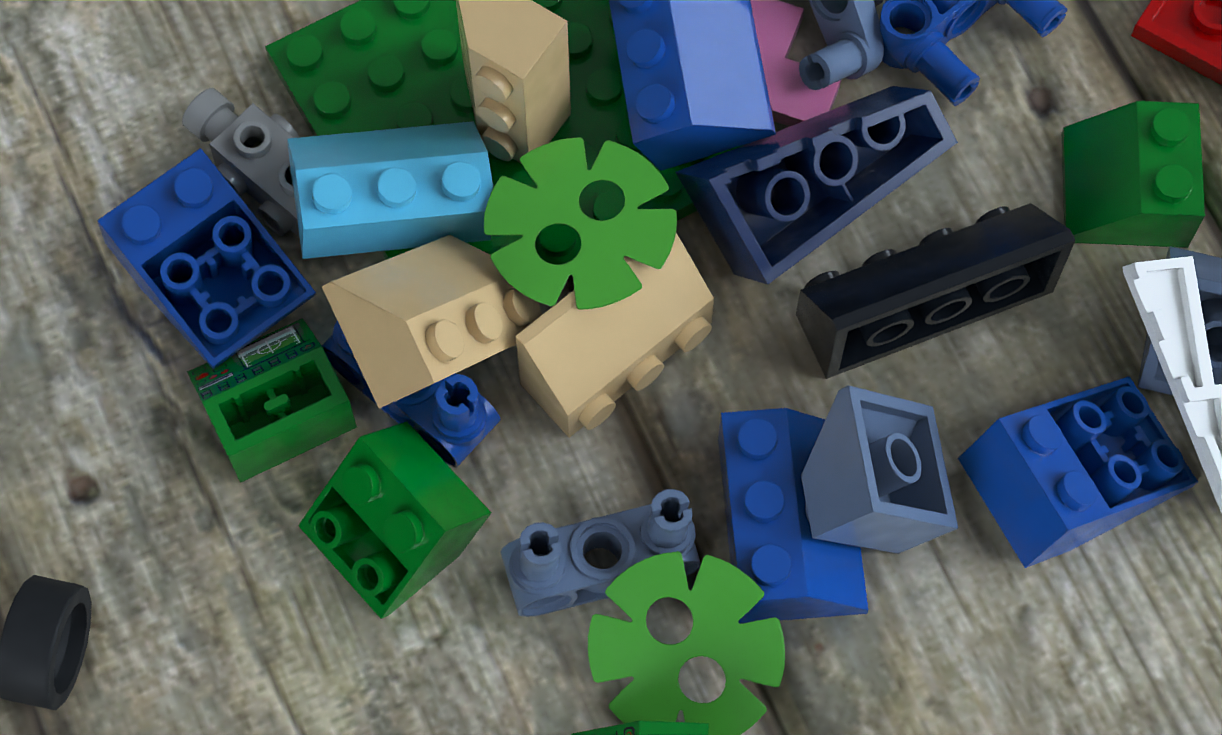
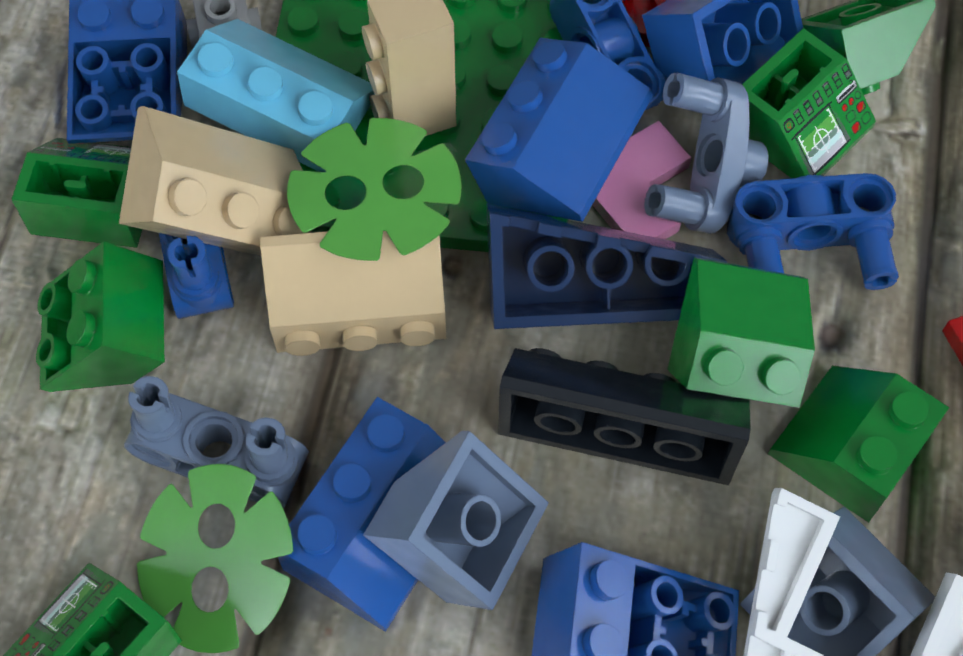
camera: 35 degrees right, 5 degrees down
(987, 148) = (744, 333): none -> green slope

